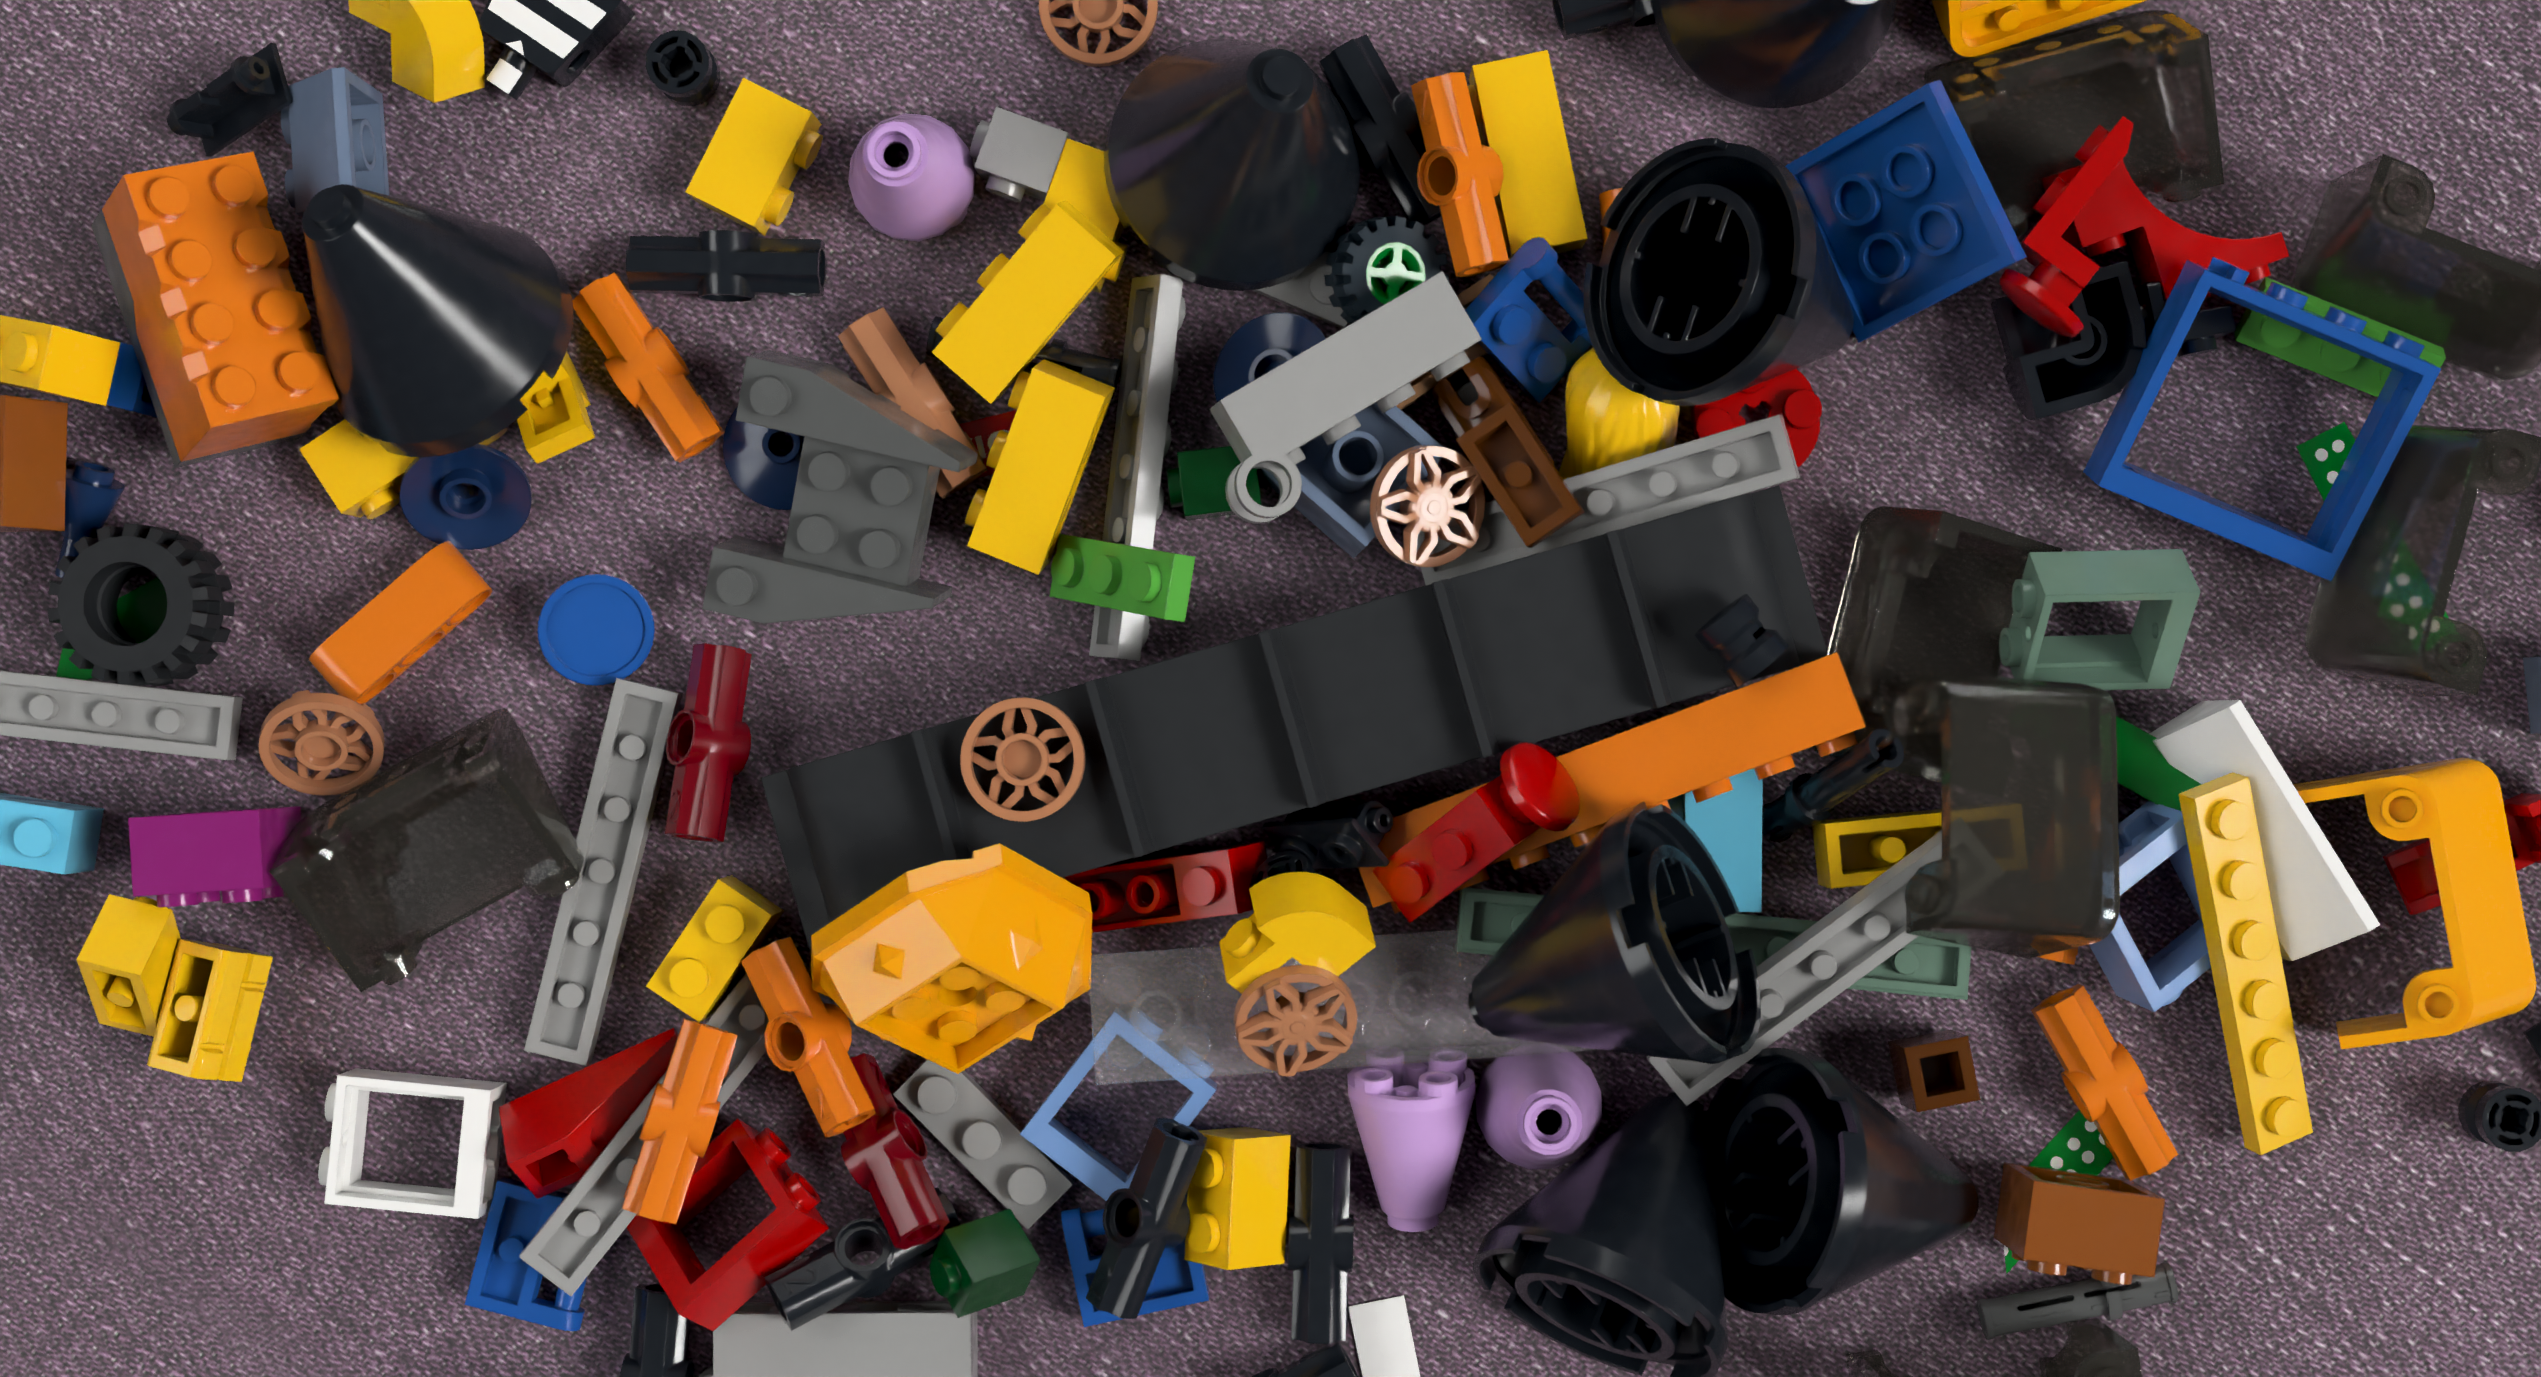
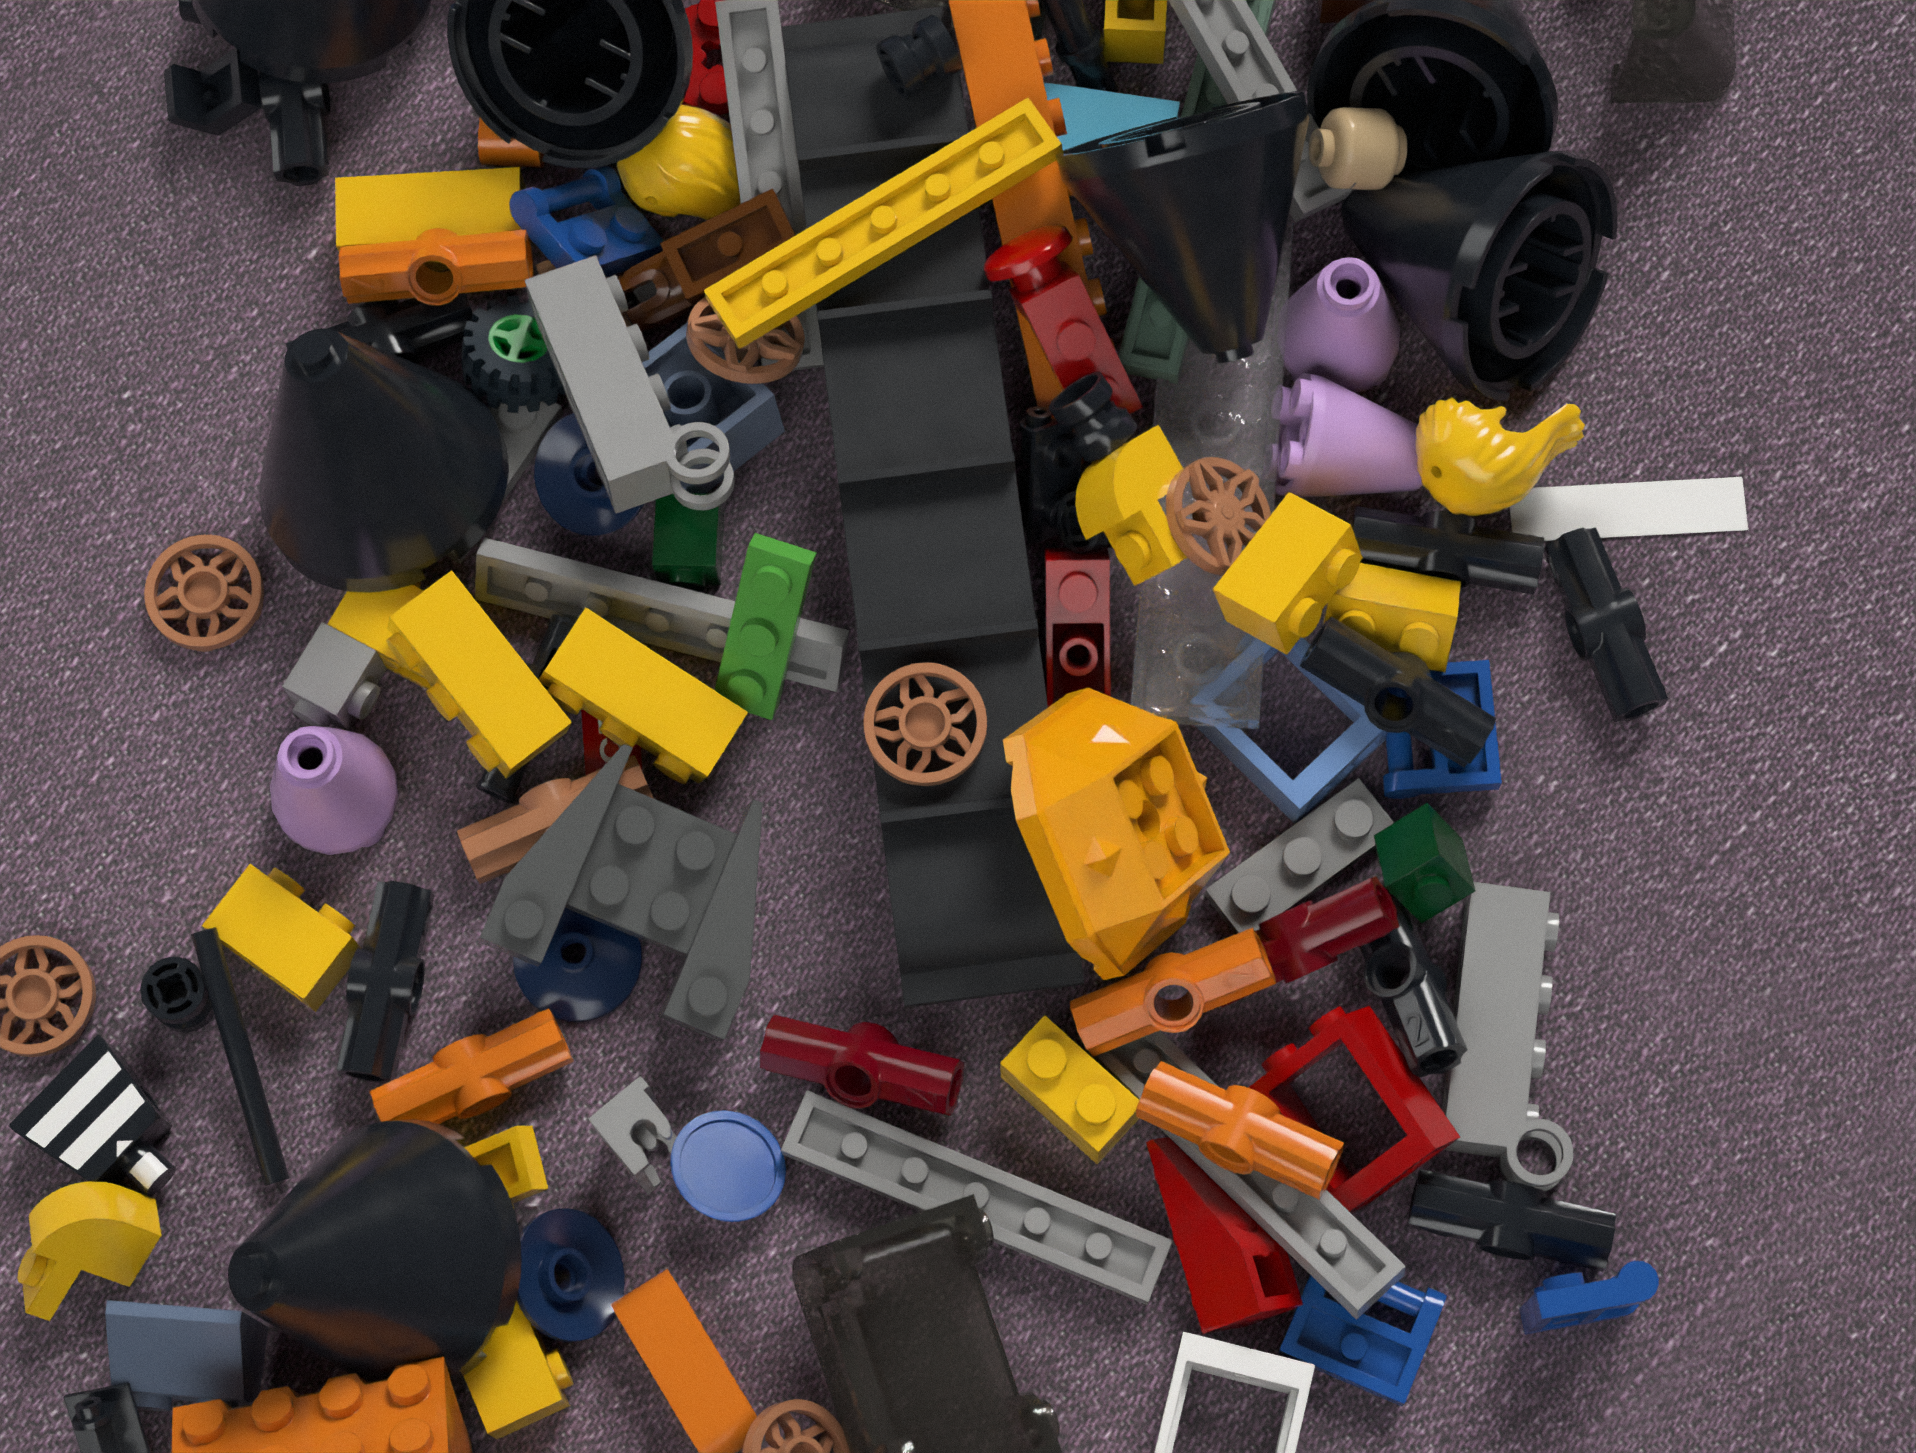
camera: 75 degrees left, 15 degrees down
(595, 534) = (630, 1126): none -> light grey hinge
(629, 140) = (240, 1056): none -> black bar
(1241, 1099) = (1288, 573): none -> yellow brick
(1380, 872) = (1094, 419): none -> black wheel
(1398, 1284) = (1480, 466): none -> yellow piece
(1550, 634) = (883, 223): none -> yellow plate
(1719, 1110) = (1358, 148): none -> tan head

